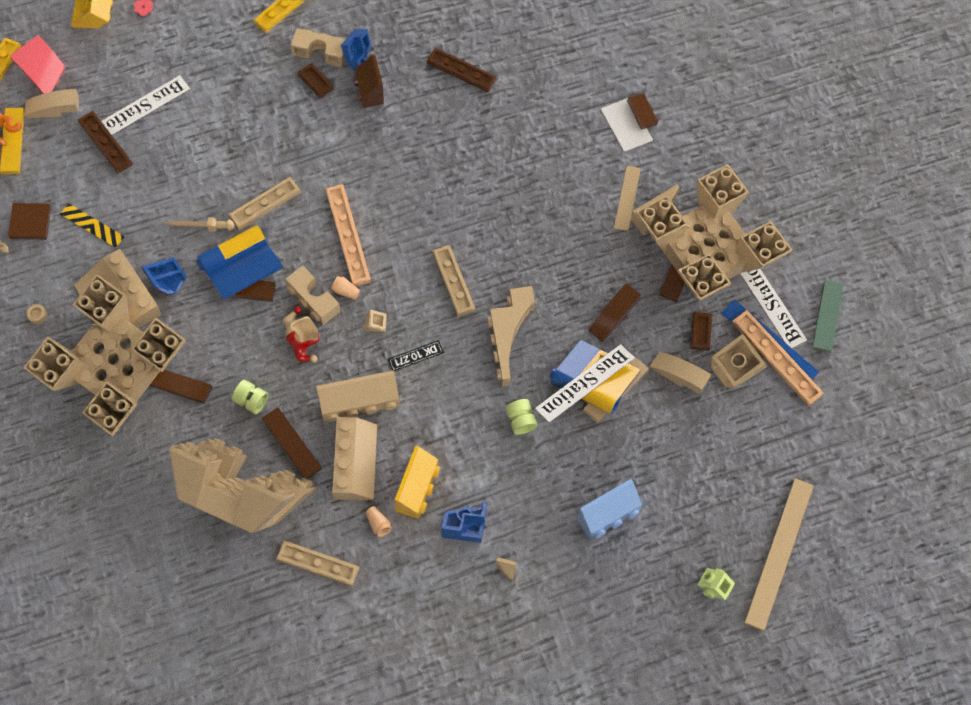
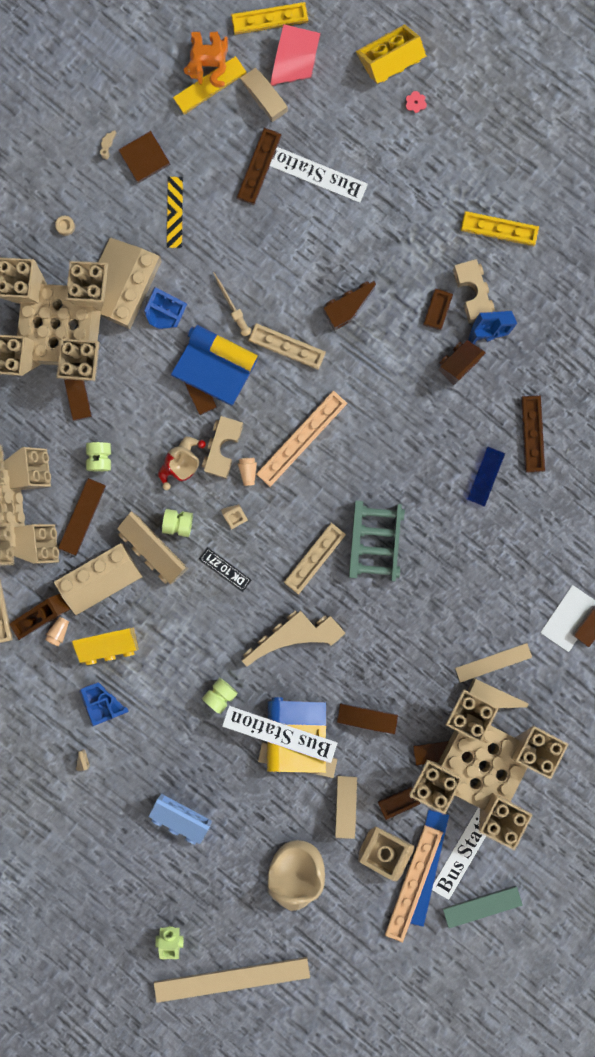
camera: 60 degrees right, 20 degrees up
(266, 145) = (345, 309): none -> reddish brown slope
(351, 365) = (177, 523): none -> yellowish green wheel
(354, 528) = (39, 616): none -> reddish brown slope
(468, 242) = (360, 530): none -> sand green fence
(472, 120) = (486, 476): none -> clear blue tile
(715, 441) = (296, 875): none -> tan piece

